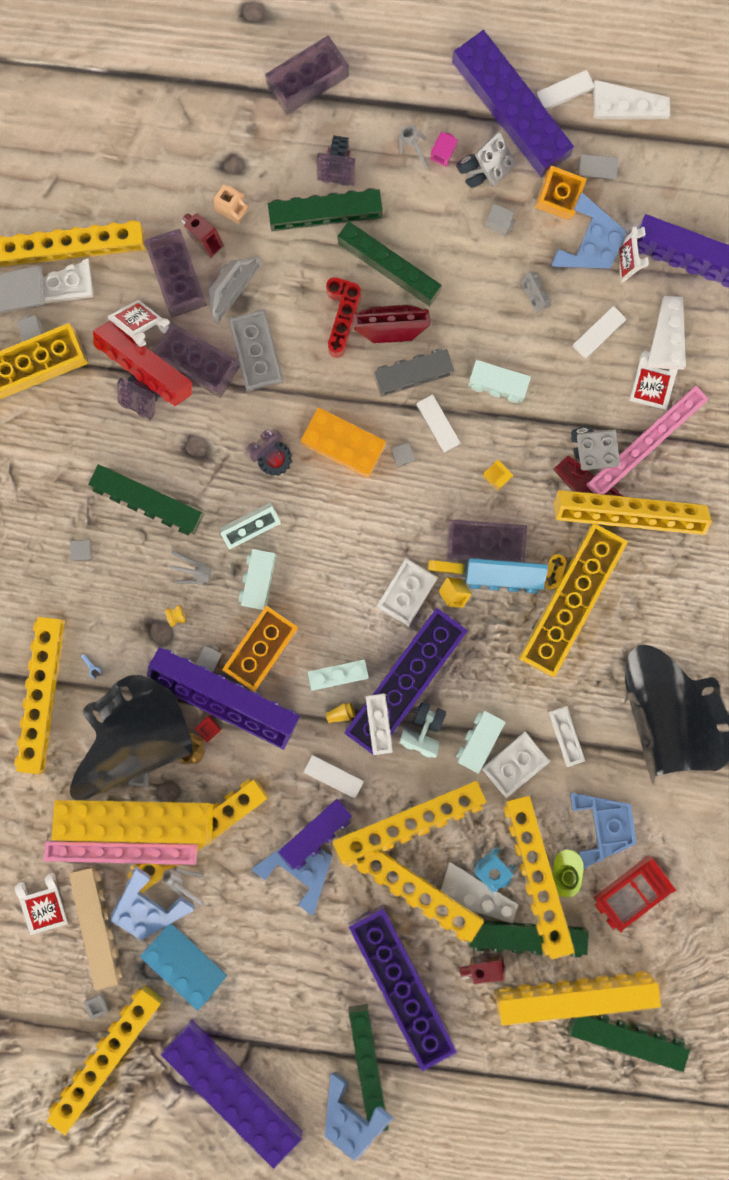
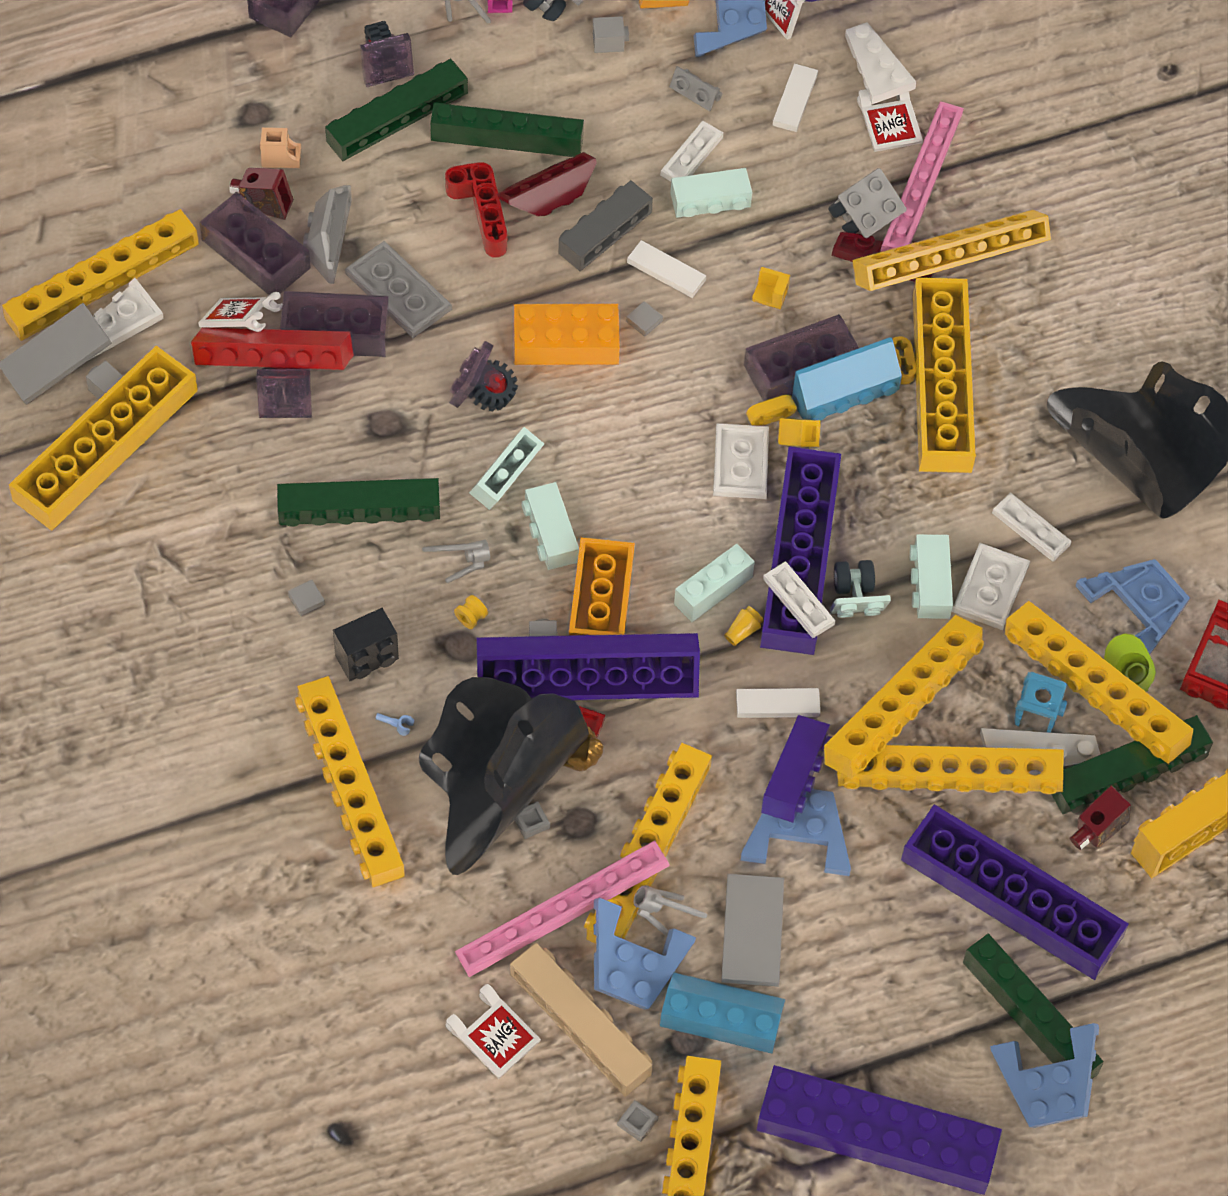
camera: 30 degrees left, 25 degrees down
(94, 609) = (366, 644): none -> black brick
(132, 821) = (557, 858): yellow brick -> none
(232, 921) = (752, 930): none -> light grey tile
(505, 342) = (692, 152): none -> white tile

